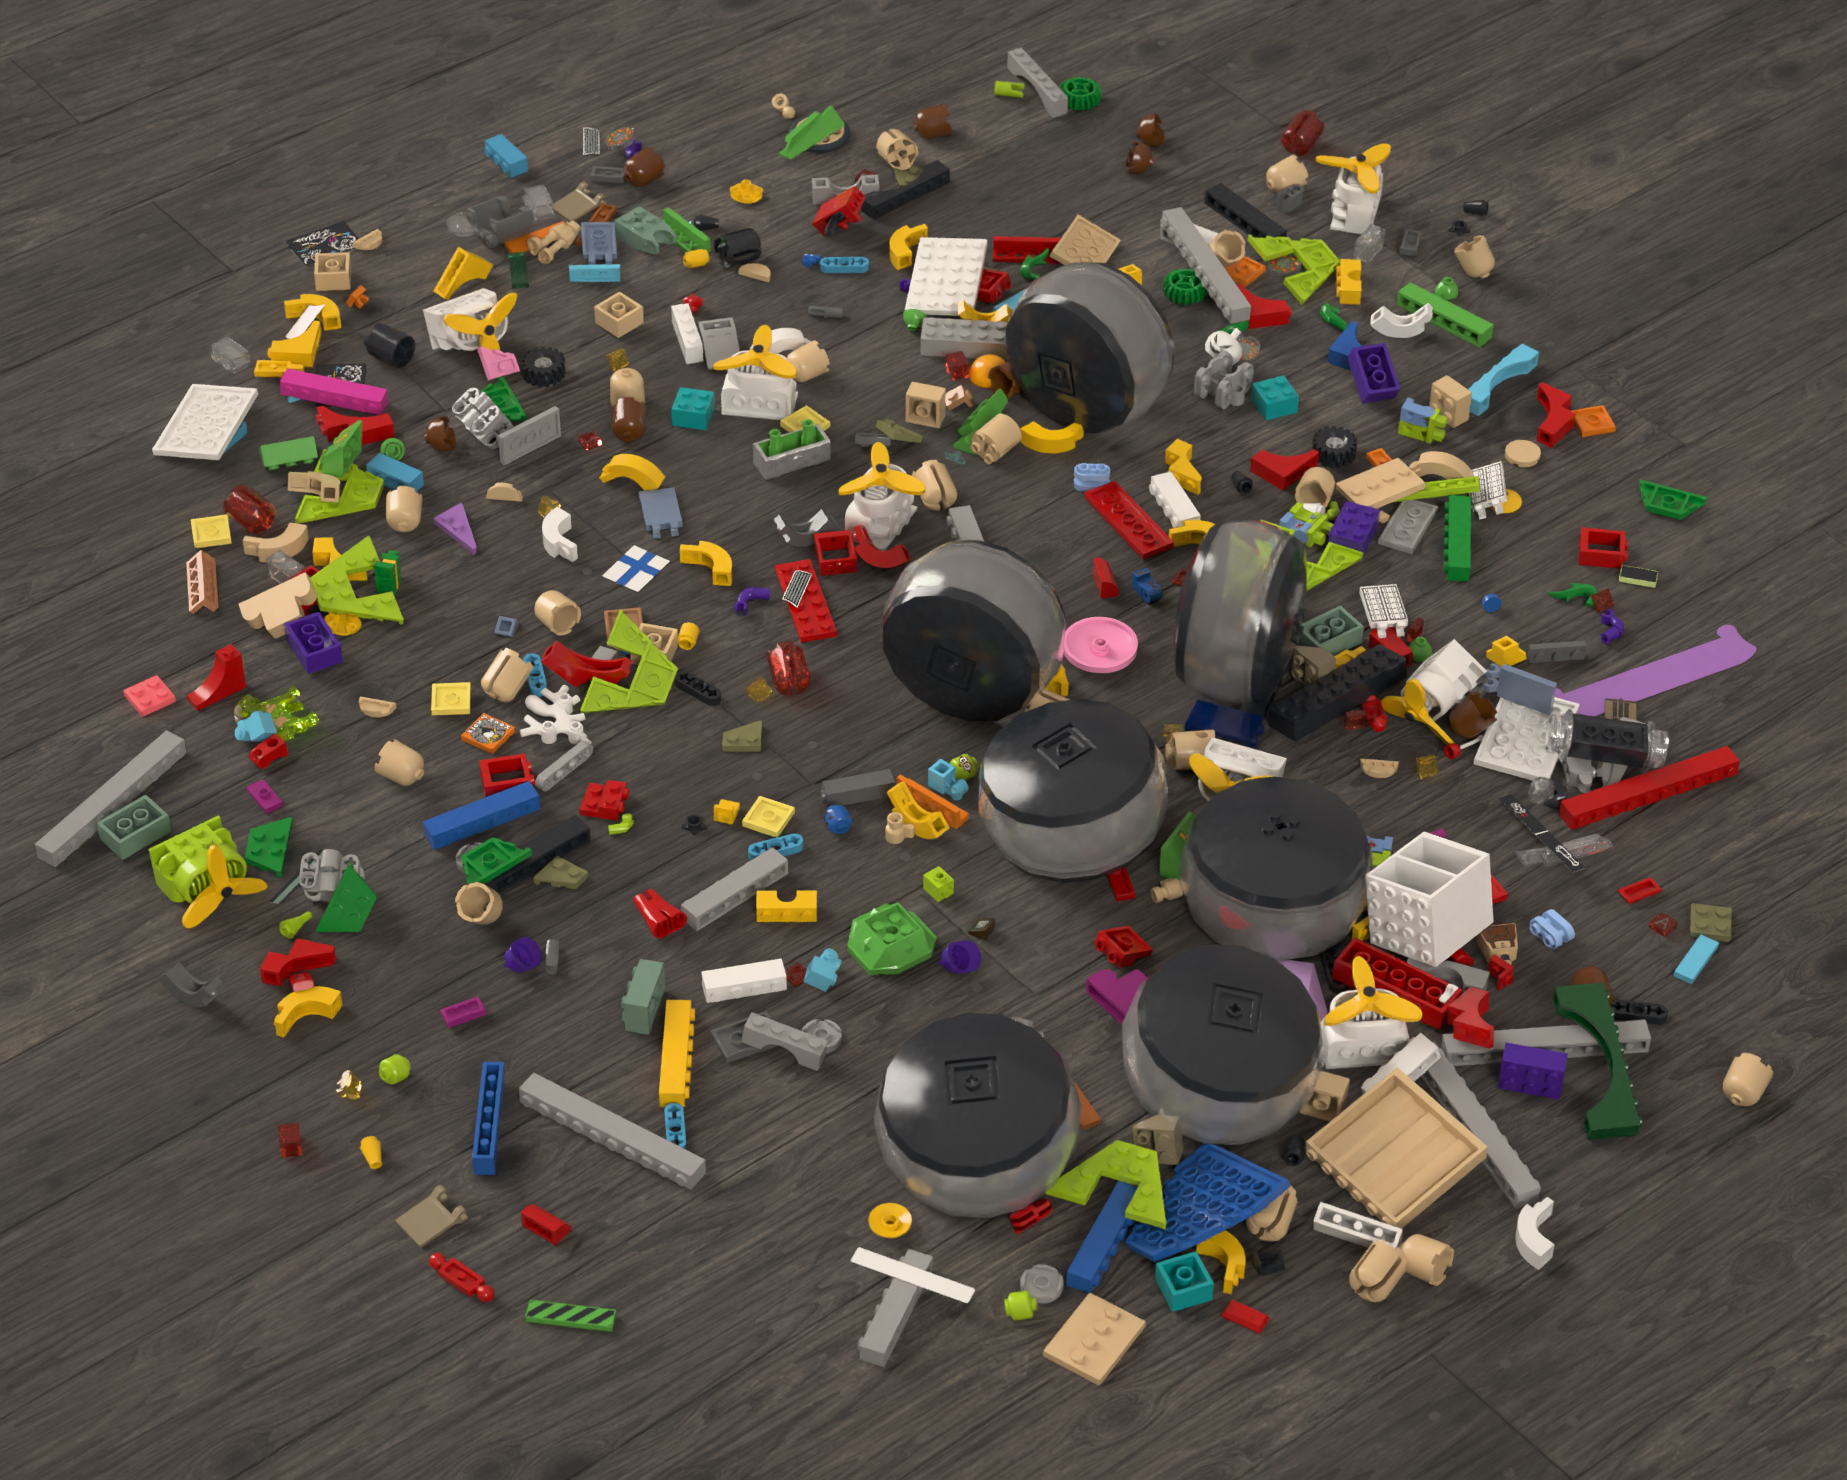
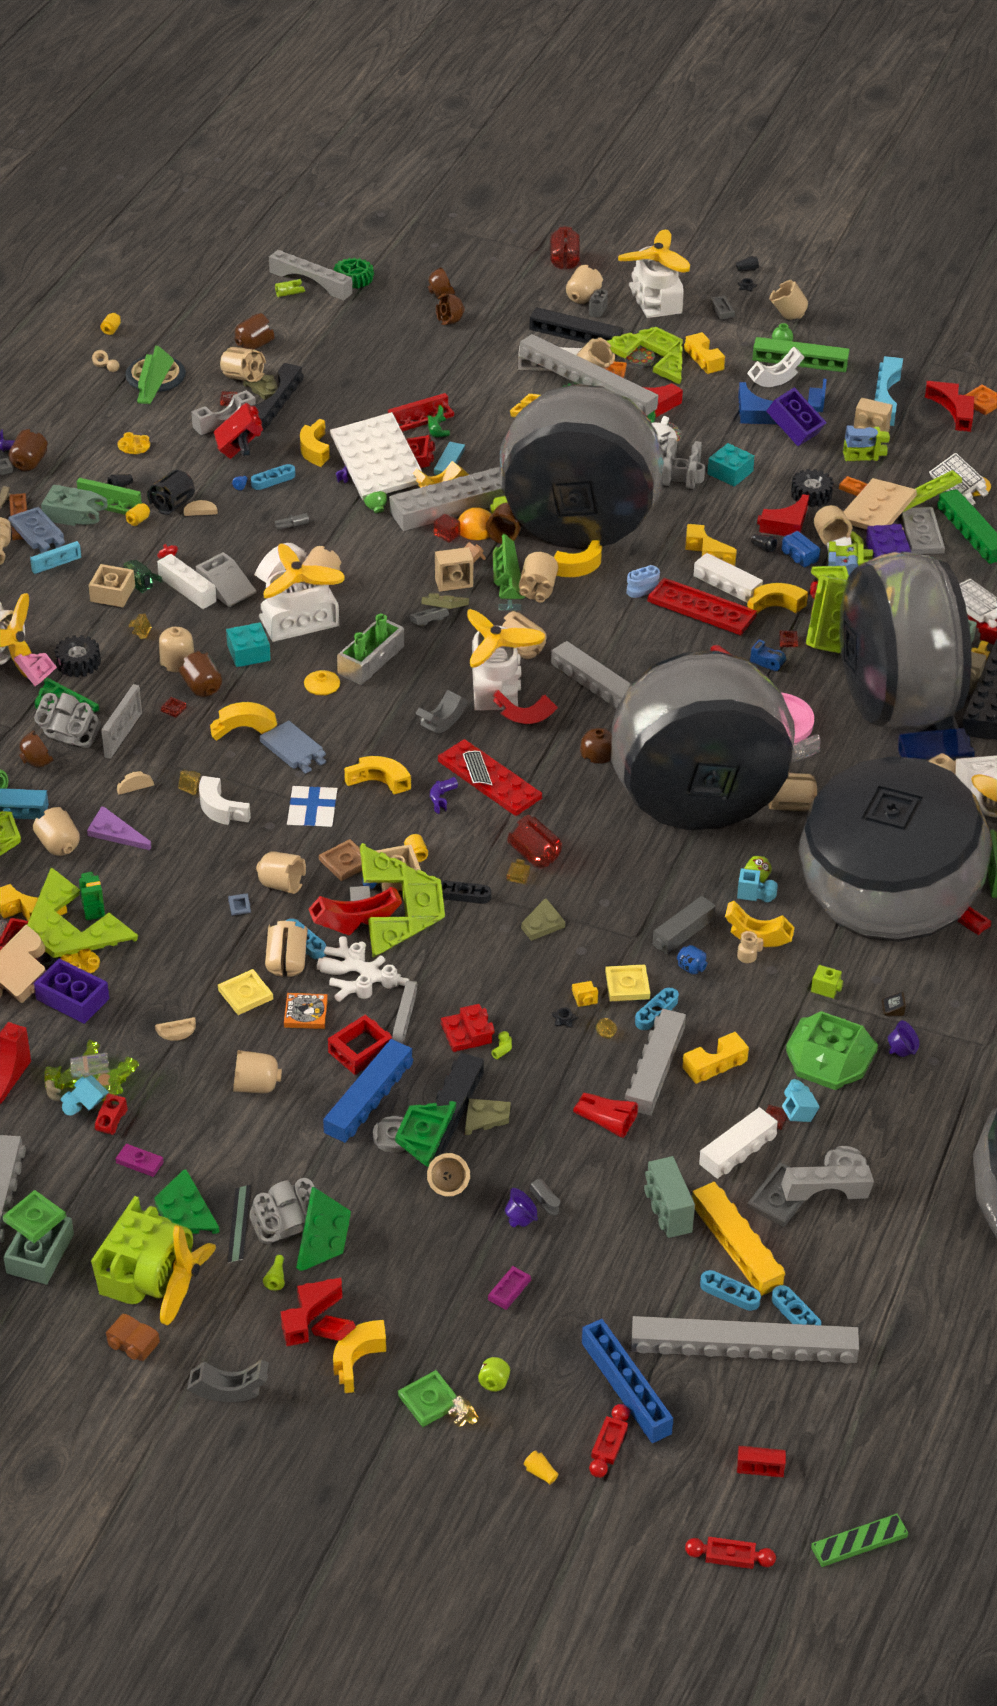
camera: 30 degrees left, 0 degrees up
(140, 801) = (34, 1216): none -> bright green tile
(150, 925) = (132, 1337): none -> dark orange brick
(273, 704) = (89, 1065): none -> clear arm
(290, 1140) = (452, 1493): clear red brick -> none
(331, 1063) = (428, 1398): none -> bright green tile
(430, 1218) = (648, 1509): dark tan flag -> none
(441, 1157) = (609, 1440): none -> red plate
(636, 1098) = (712, 1288): none -> dark azure beam
(652, 314) = (142, 575): none -> clear green piece
(718, 846) = (606, 1028): none -> clear yellow tile
(733, 465) = (322, 682): none -> yellow dish
(794, 421) = (354, 621): light yellow plate -> none
(816, 71) = (110, 323): none -> yellow brick
(842, 540) = (476, 713): red window -> none
(933, 803) = (756, 910): orange fence -> none
(1085, 243) = (470, 395): tan plate -> none
(1104, 680) = (806, 748): none -> clear arm
(1268, 500) = (800, 549): none -> blue brick
(1329, 313) = (710, 384): green piece -> none
(1369, 243) = (693, 317): clear brick -> none
(1423, 362) = (817, 397): none -> blue panel
(1442, 465) = (912, 471): tan arch -> none
(1522, 453) = (956, 442): tan tile -> none

